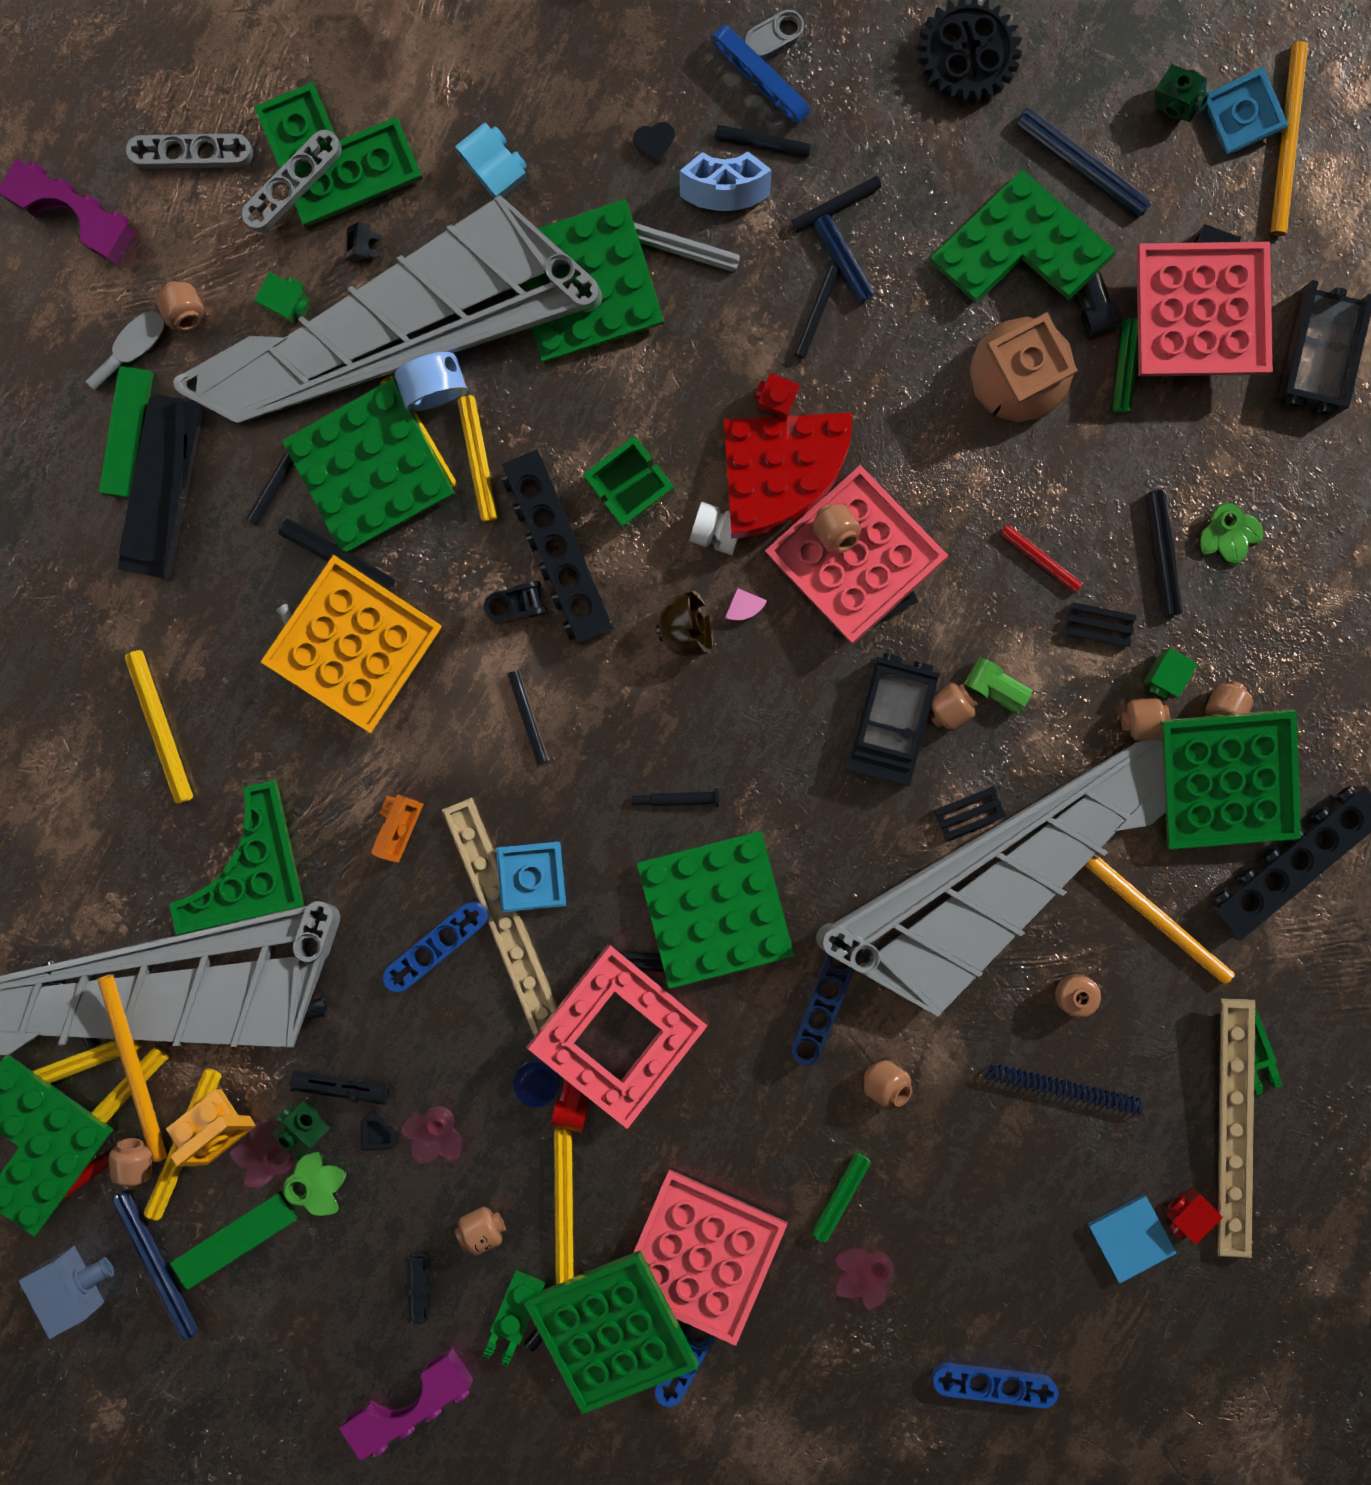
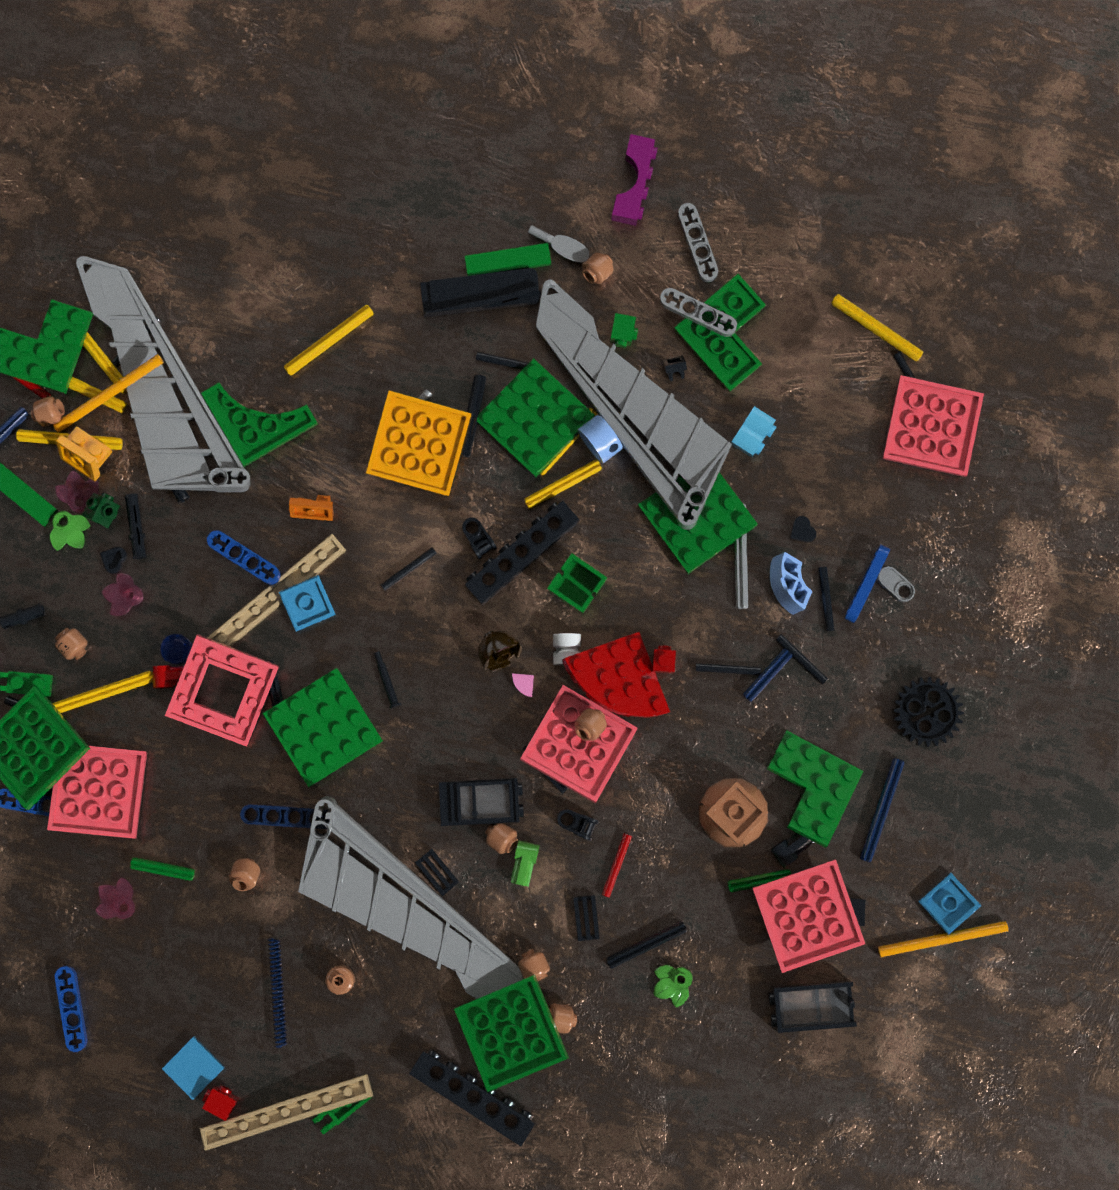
camera: 70 degrees right, 5 degrees down
(969, 590) = (578, 824): none -> black piece
(1160, 919) = (407, 1018): light orange piece -> none
(1169, 674) = (567, 972): green brick -> none
(1181, 93) = (945, 857): dark green brick -> none

